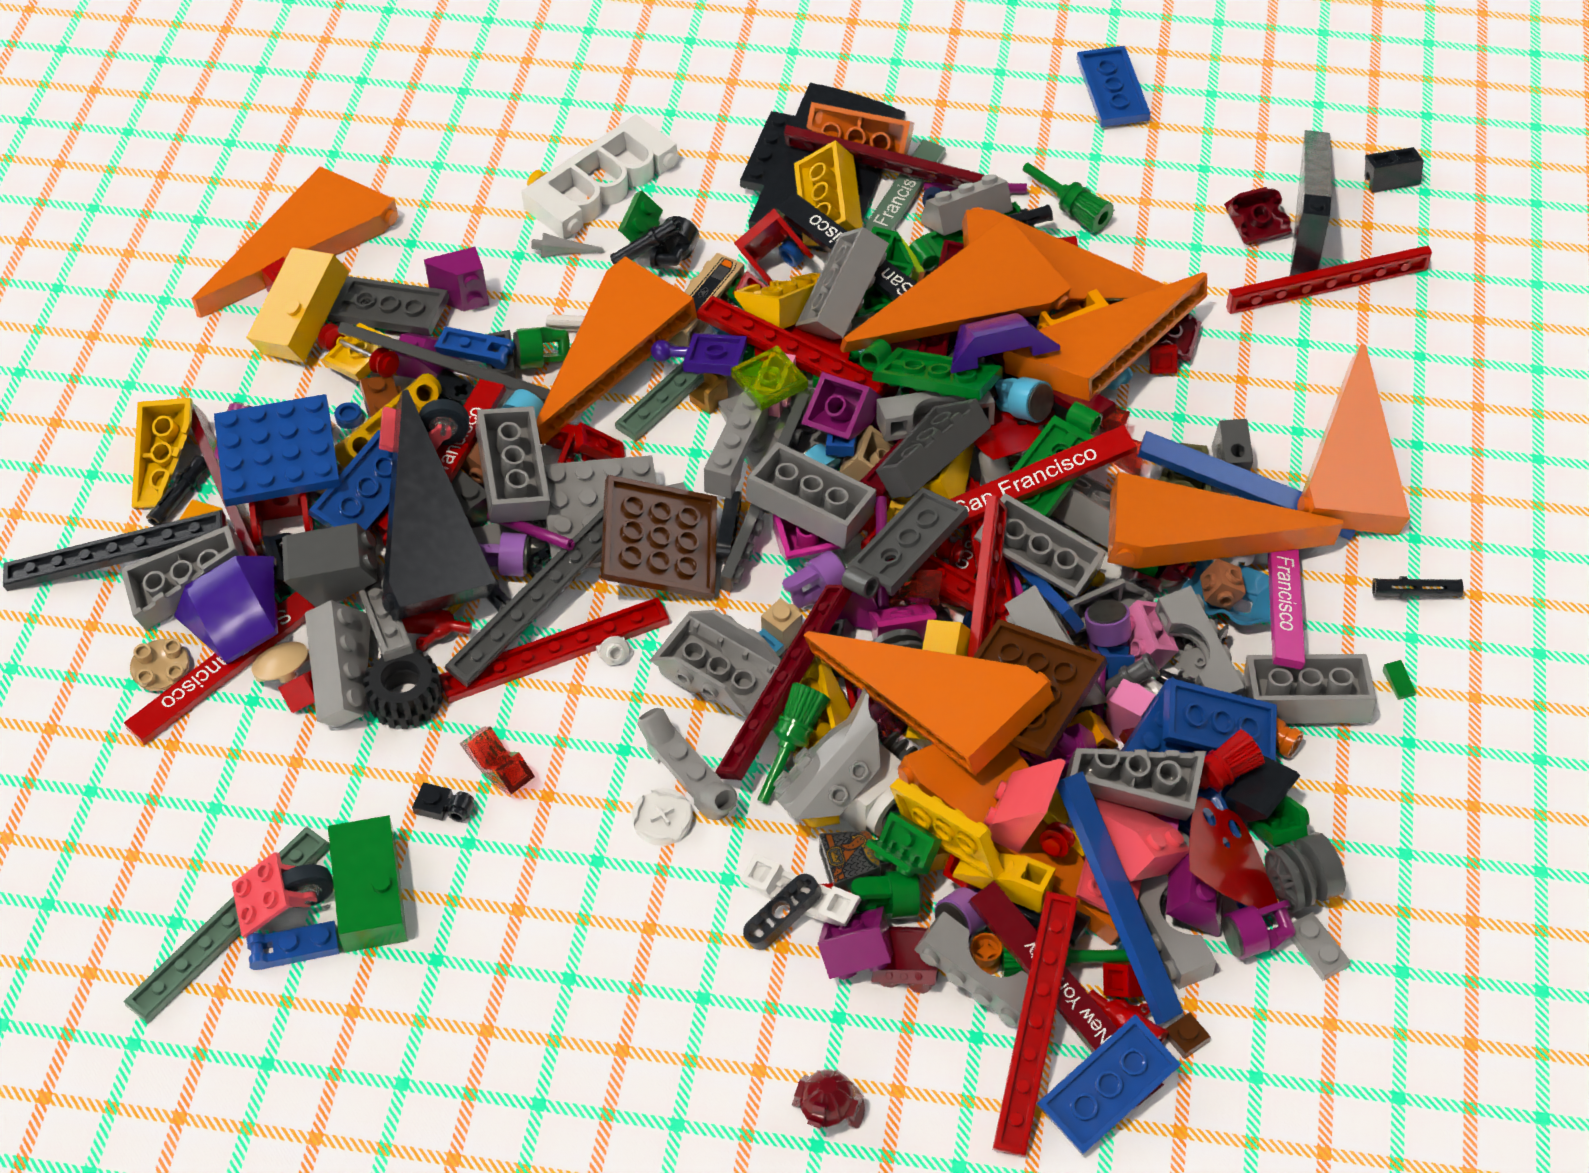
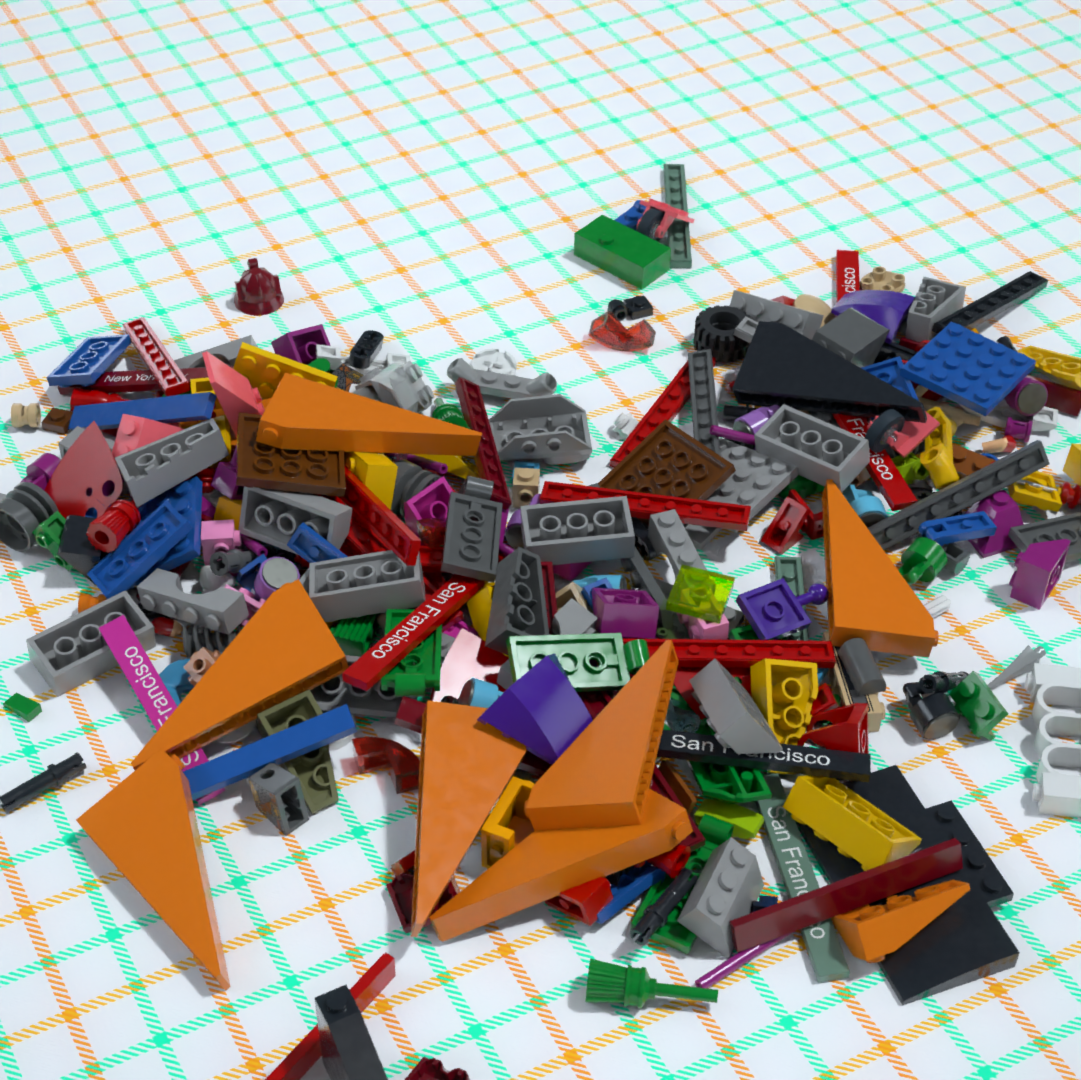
camera: 140 degrees right, 10 degrees down
(700, 277) = (861, 667): none -> dark grey brick
(715, 509) = (644, 504): none -> red tile
(1224, 1054) = (25, 415): none -> tan wheel

